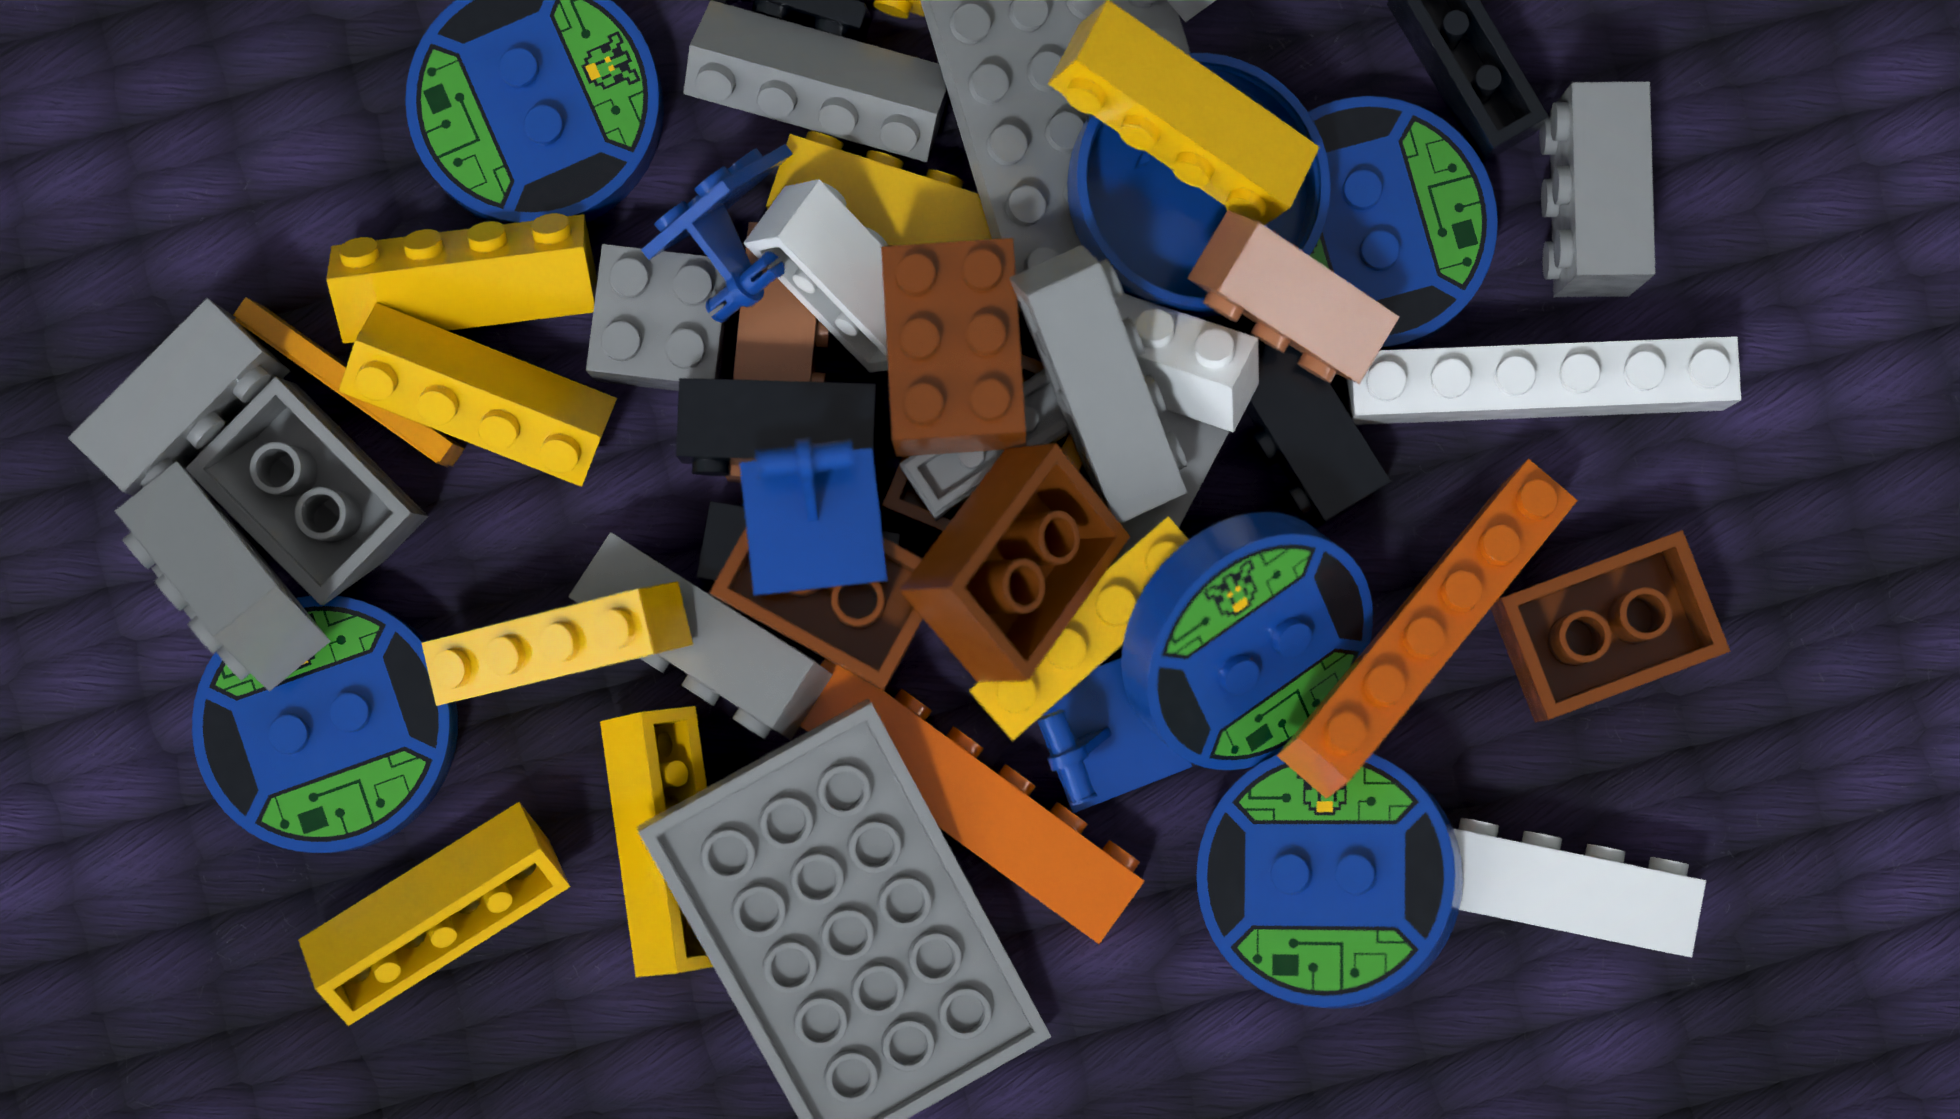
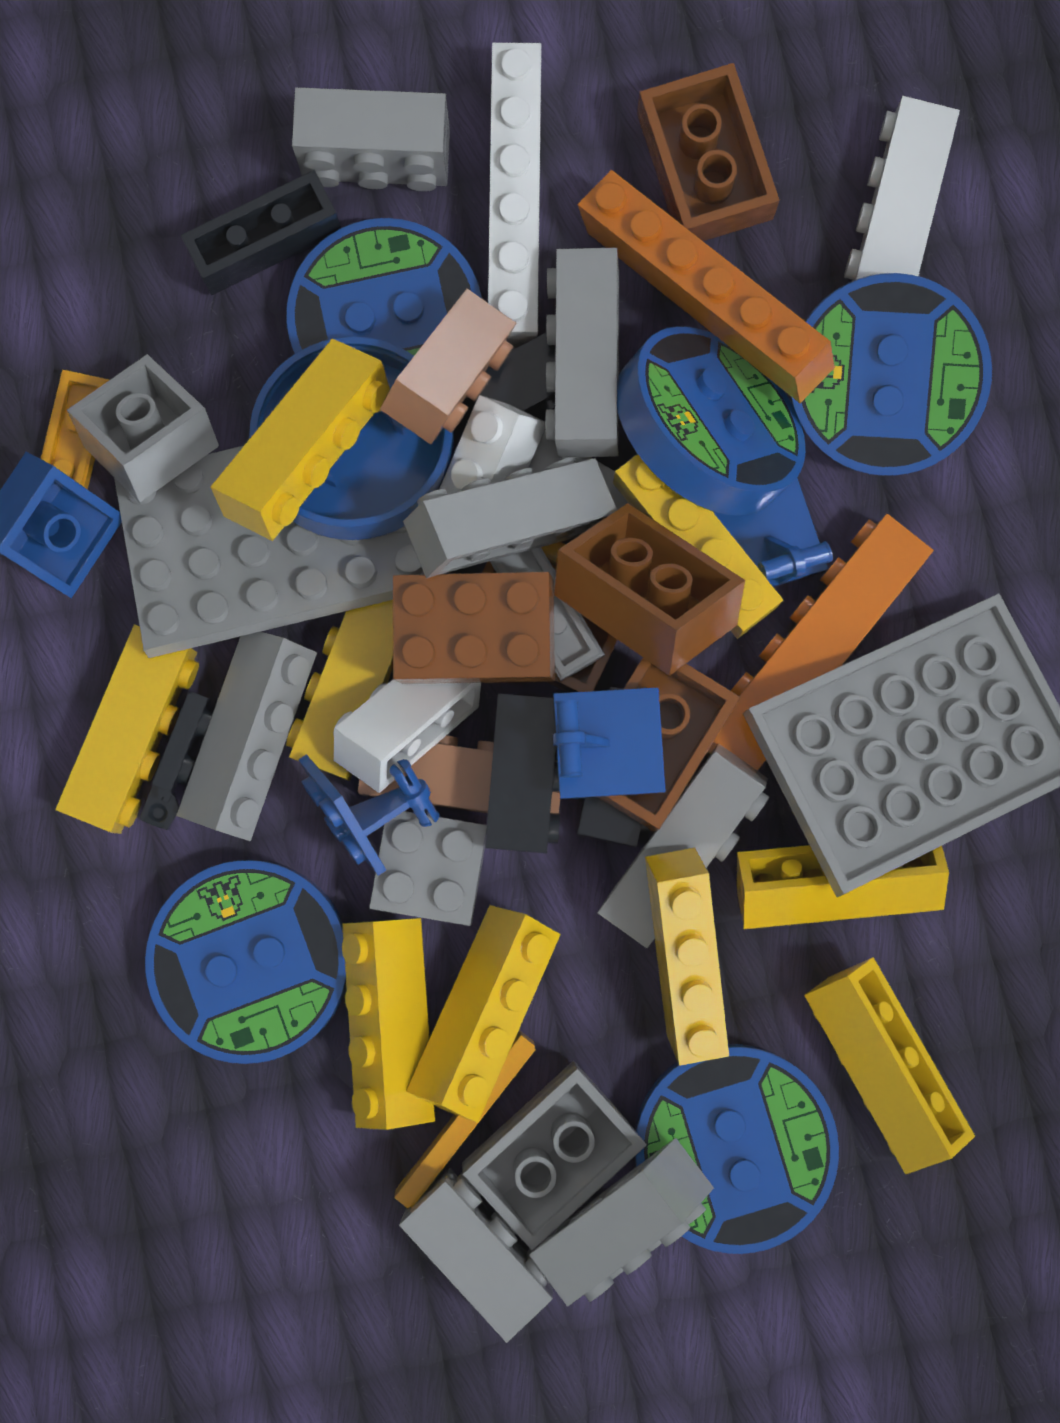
camera: 85 degrees left, 0 degrees up
(1329, 475) = (586, 352): none -> light grey brick

